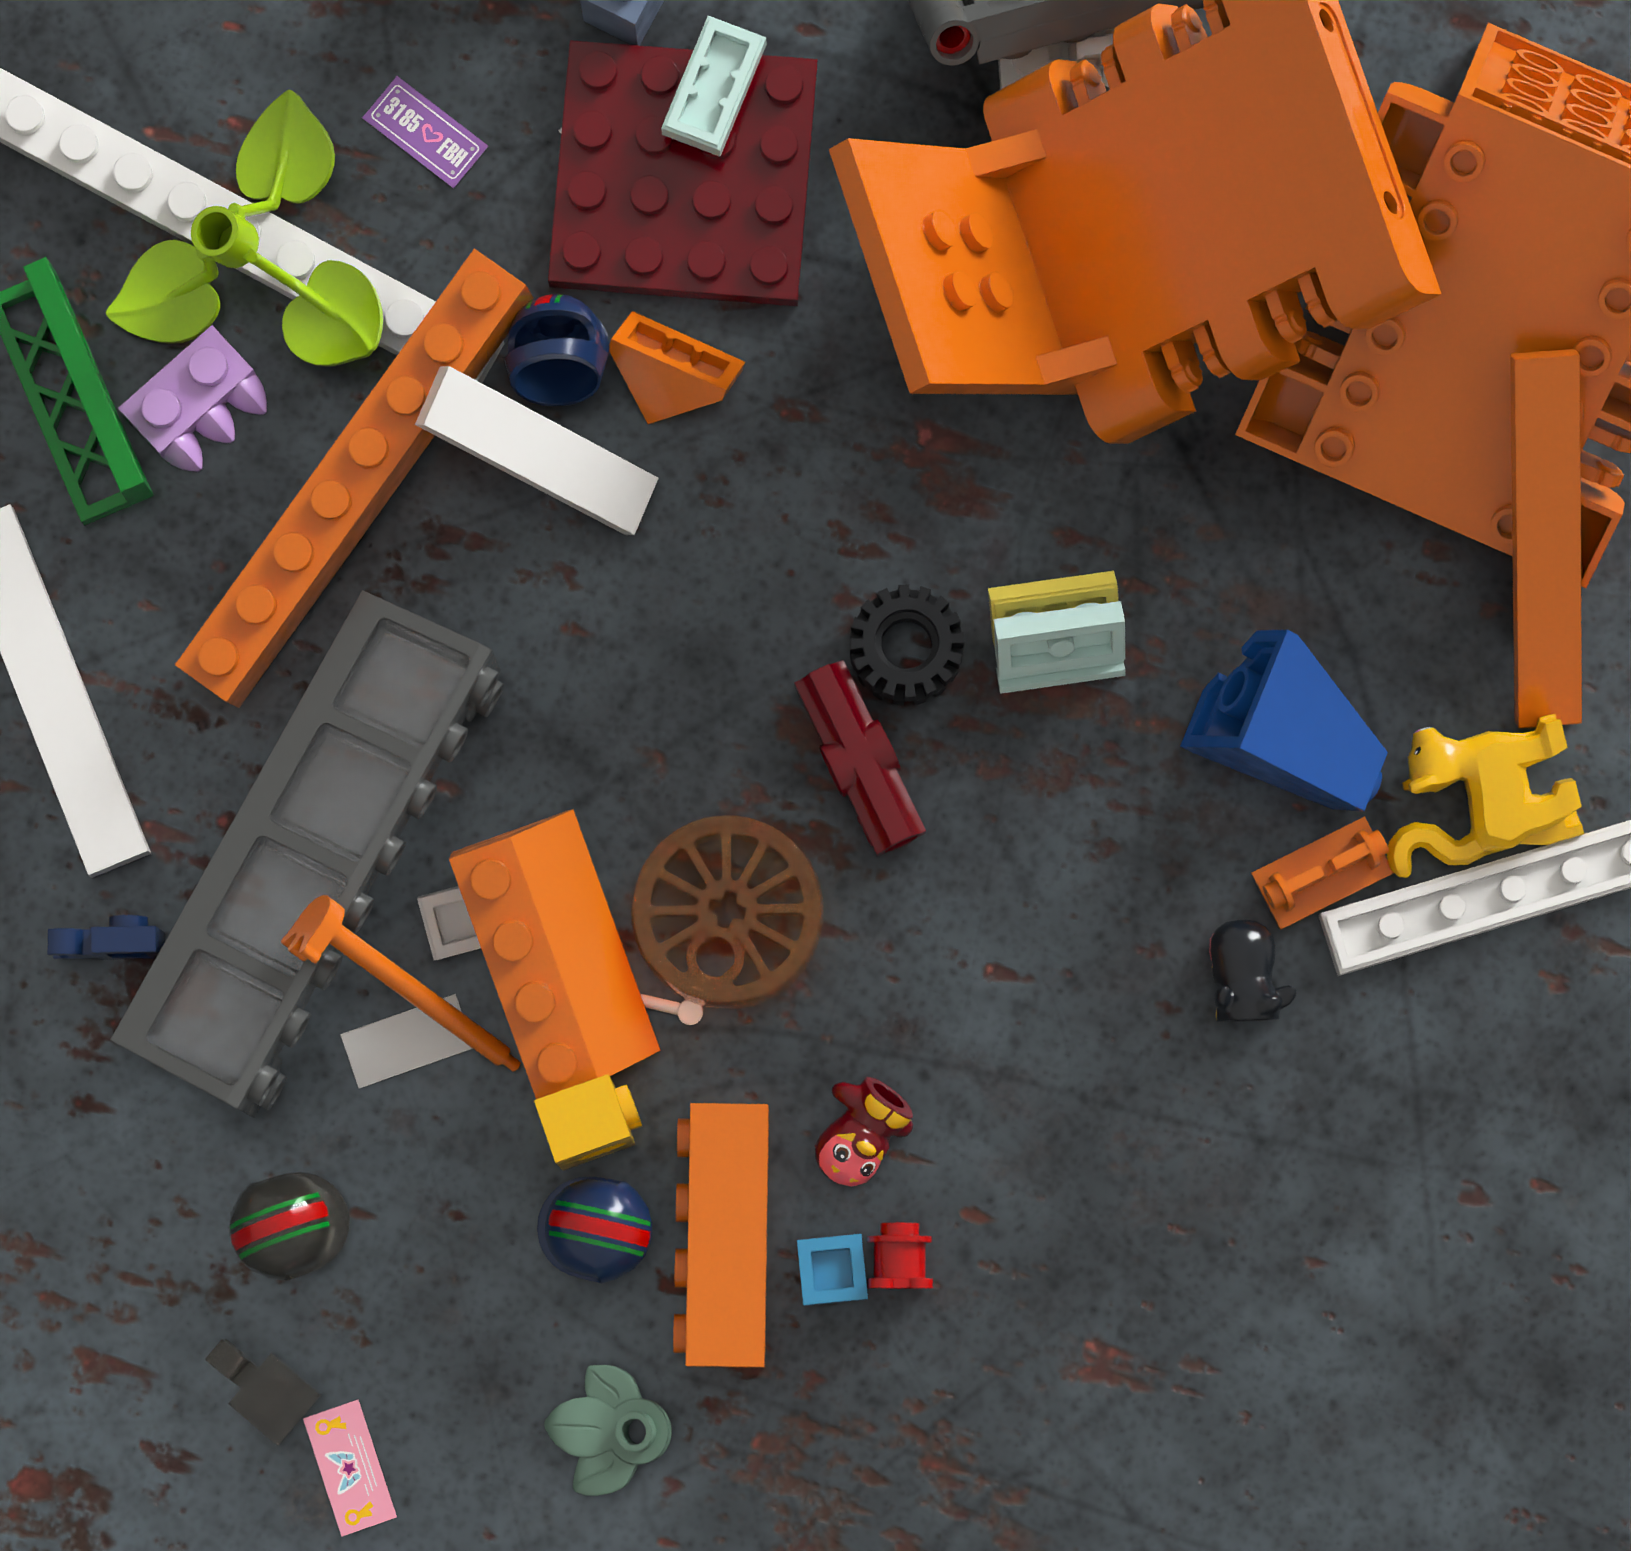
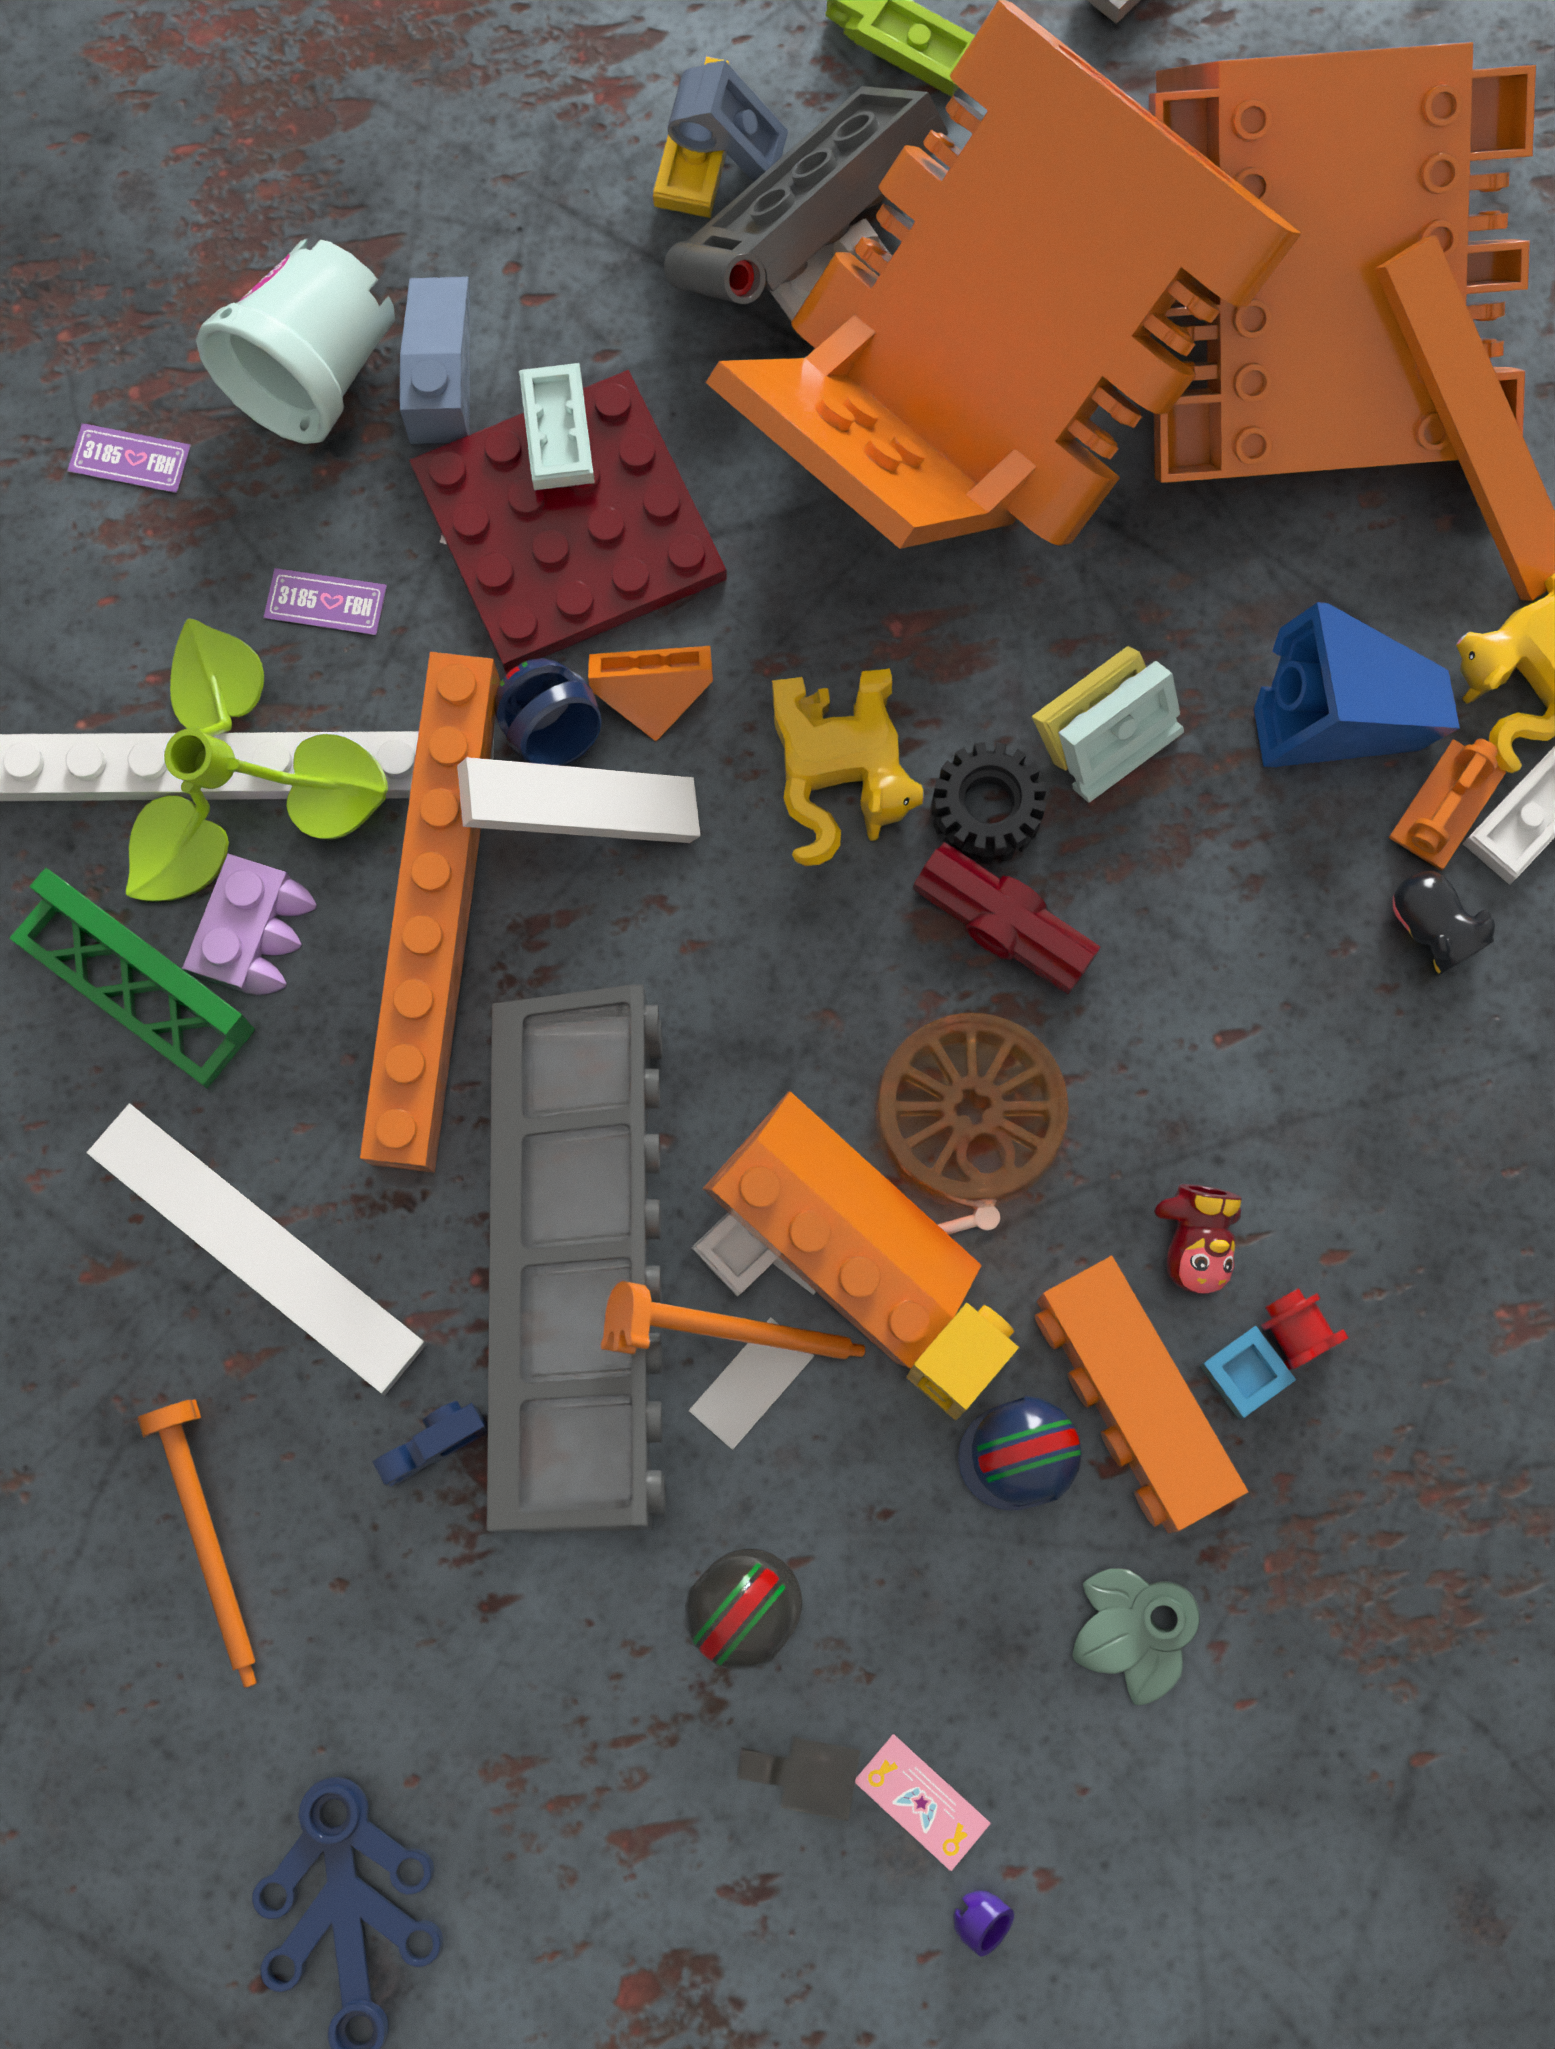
camera: 30 degrees left, 5 degrees down
(798, 525) = (839, 752): none -> yellow animal

